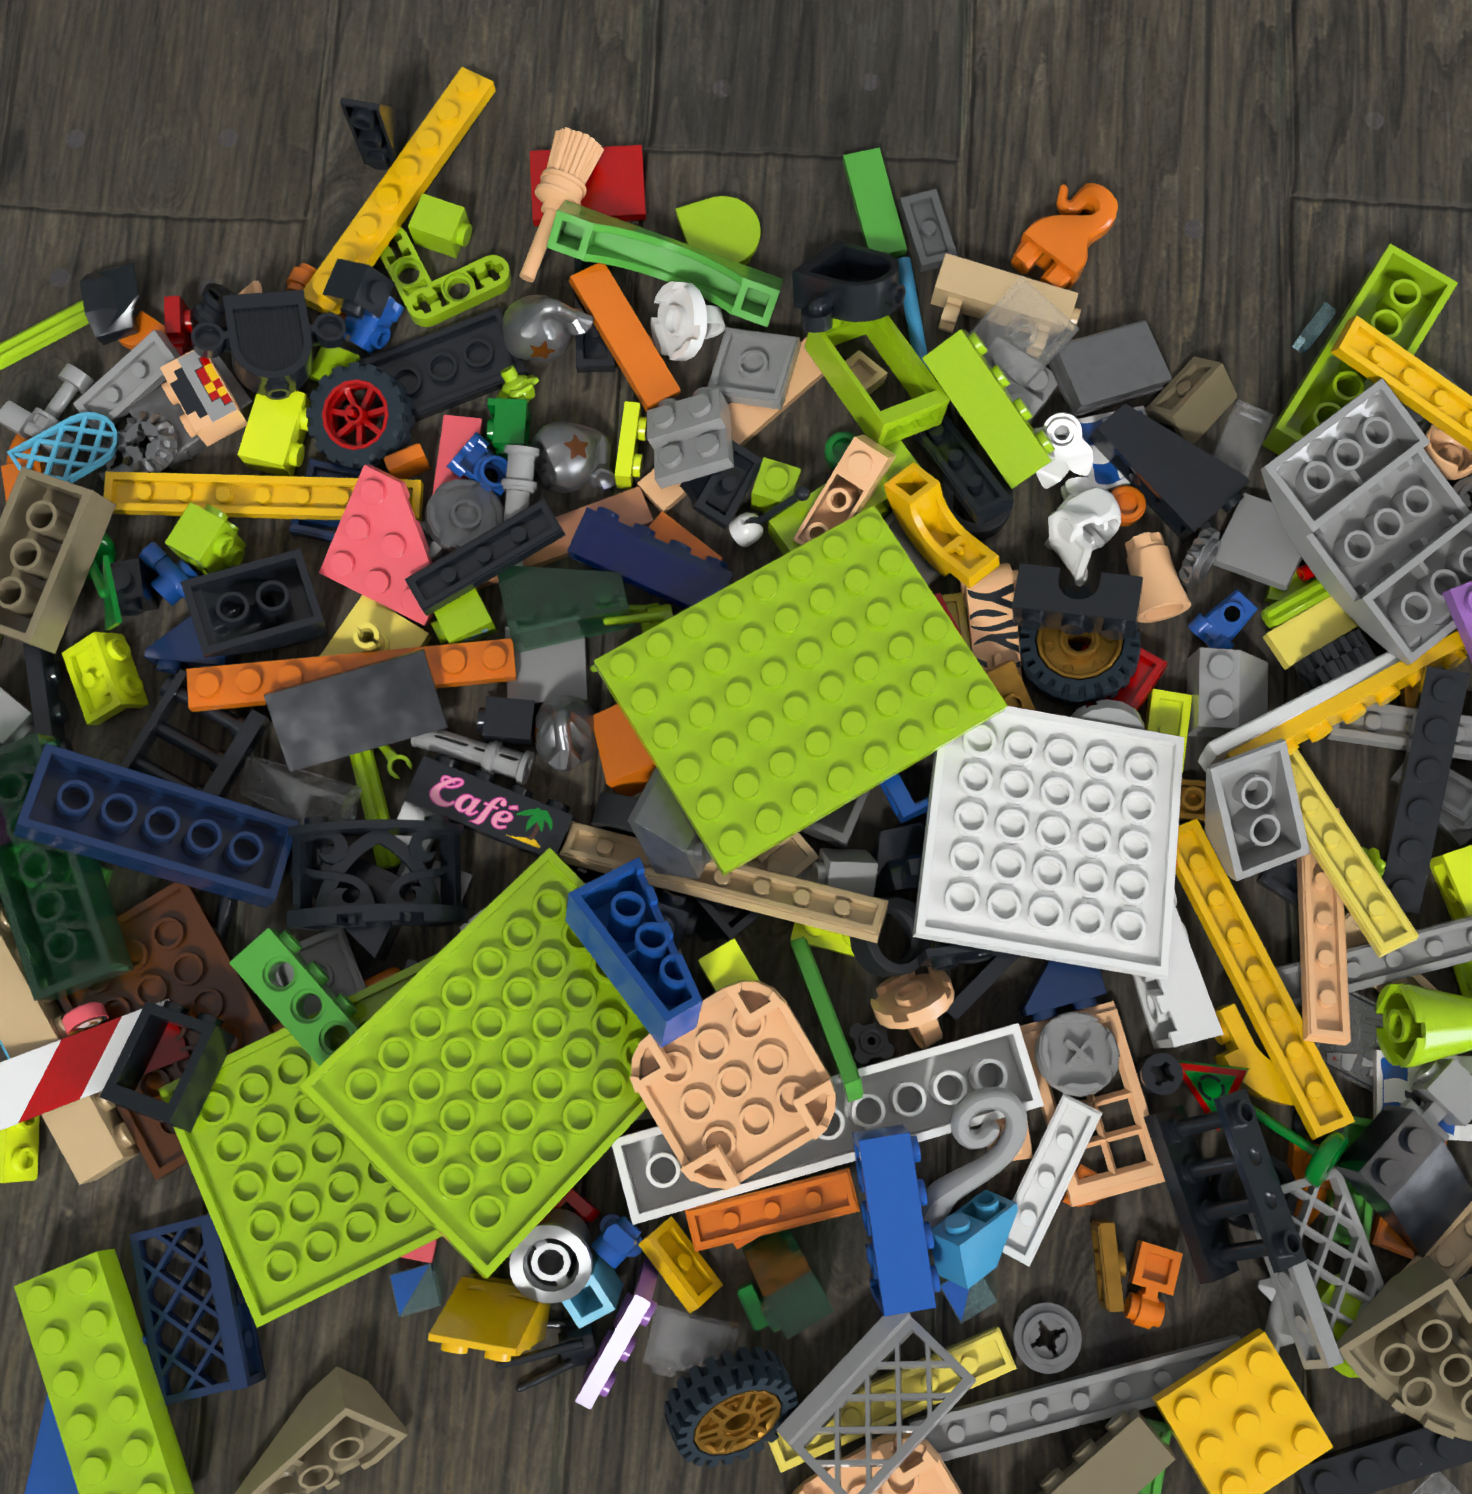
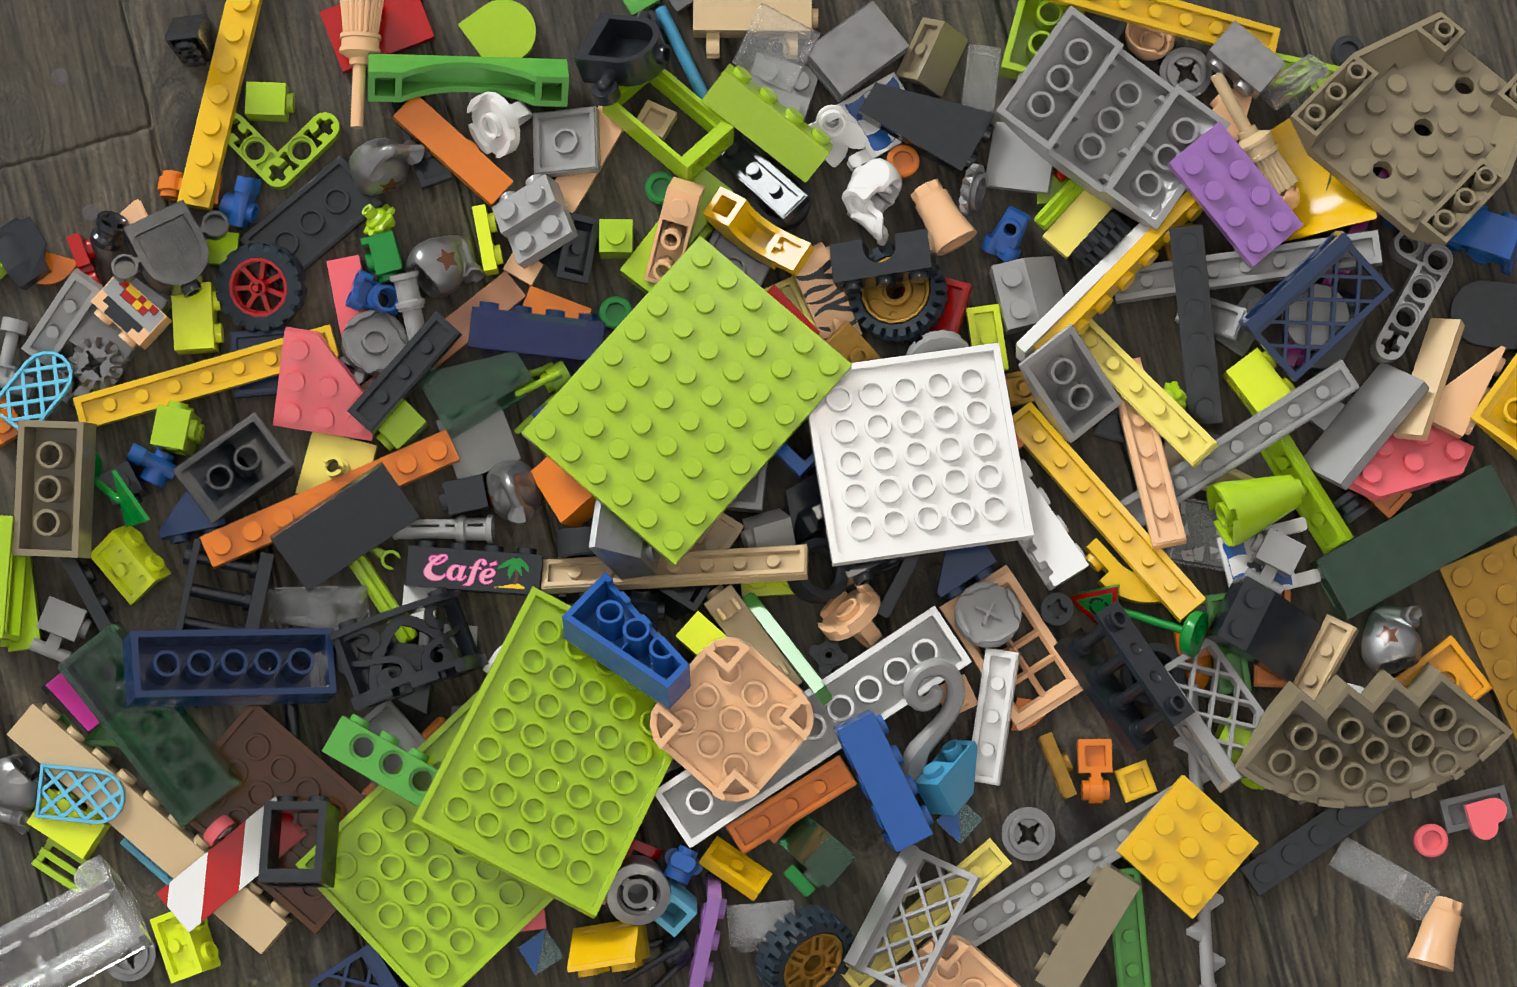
camera: 15 degrees left, 5 degrees up
(358, 289) = (226, 184): black brick -> none
(407, 462) = (311, 311): orange tile -> none
(745, 564) = (614, 311): none -> green tile
(748, 526) = (604, 278): hinge -> none
(778, 967) = (739, 622): none -> tan brick
(1195, 1314) = (1135, 781): none -> yellow tile

